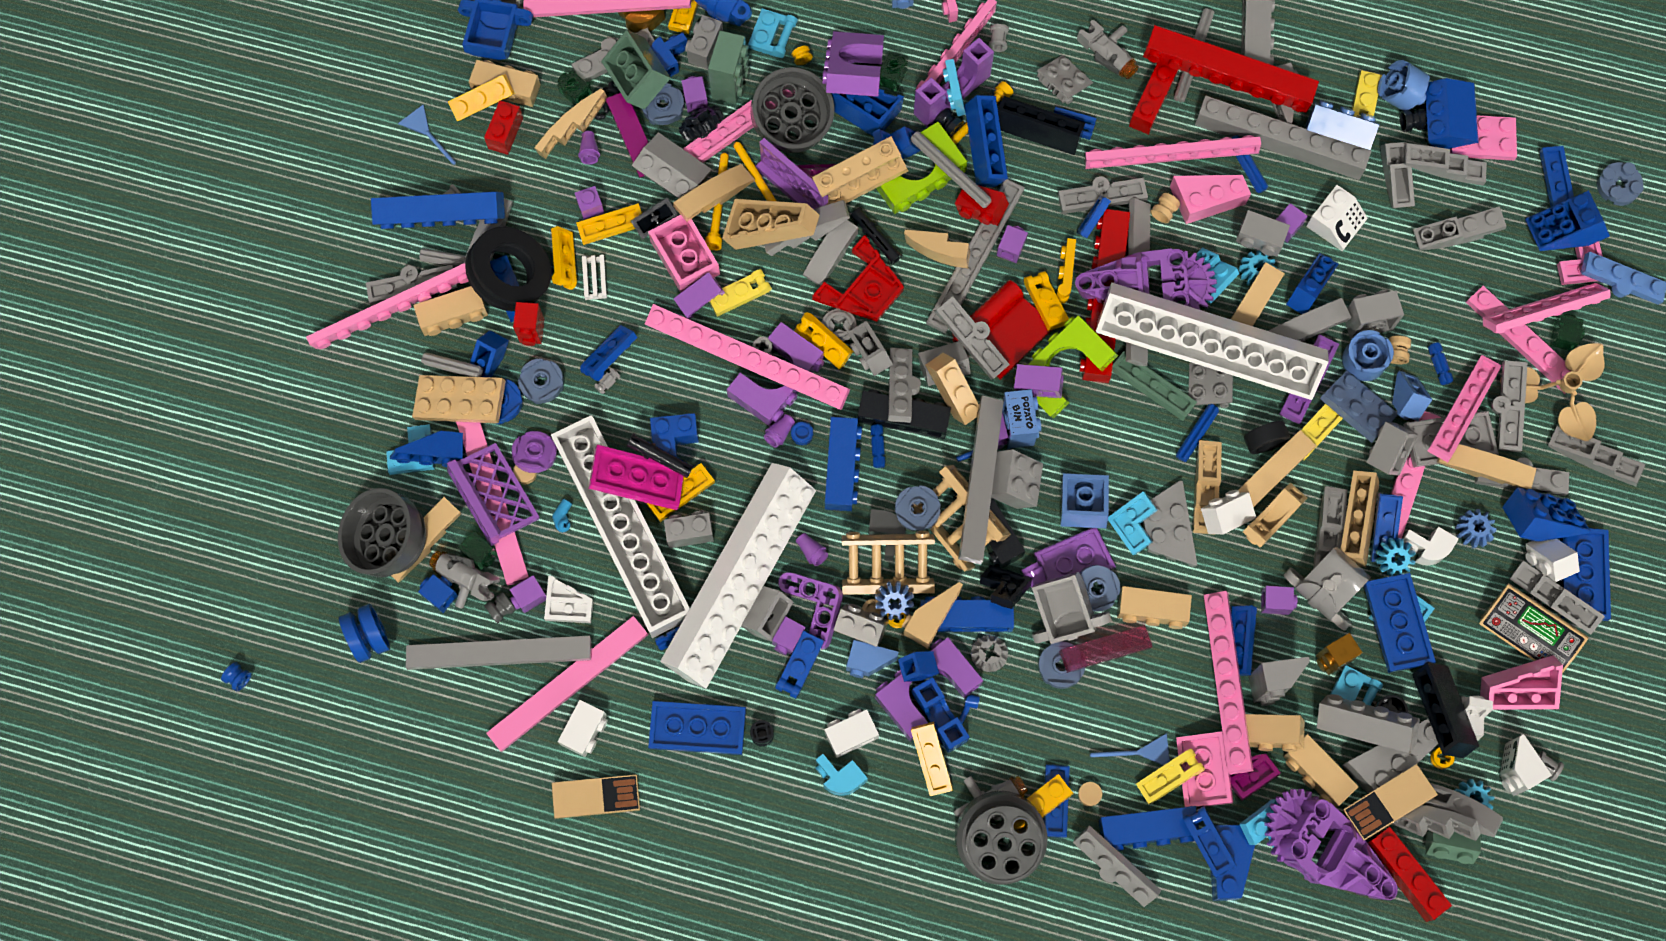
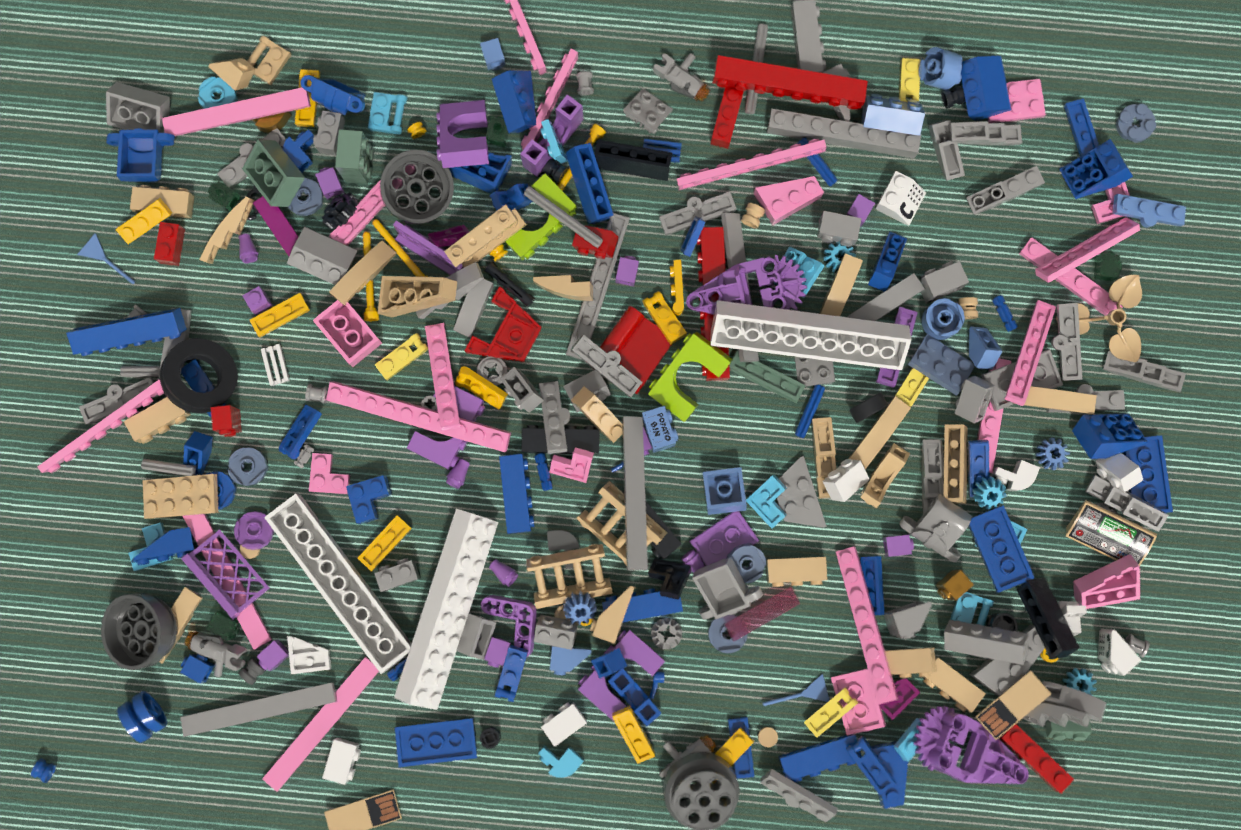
camera: 10 degrees left, 10 degrees up
(560, 518) = (287, 583): dark azure arm -> none
(563, 258) = (245, 354): yellow plate -> none
(624, 412) = (321, 478): none -> bright pink plate
(635, 315) = (316, 393): none -> light grey bush
(635, 478) = (344, 542): dark pink plate -> none
(653, 217) = (314, 305): black slope -> none
(659, 455) = (351, 517): black pin -> none
(698, 295) = (367, 367): medium lavender hinge -> none
(782, 318) = (442, 377): none -> bright pink plate
(802, 433) = (477, 471): blue tile -> none
(869, 199) = (498, 253): none -> yellow bush
(915, 447) = (575, 469): none -> bright pink plate
(919, 38) = (516, 99): none -> blue wedge
(919, 521) = (576, 530): sand blue plate -> none
(1016, 479) = (664, 483): light grey brick -> none
(1042, 380) = (669, 395): medium lavender hinge -> none

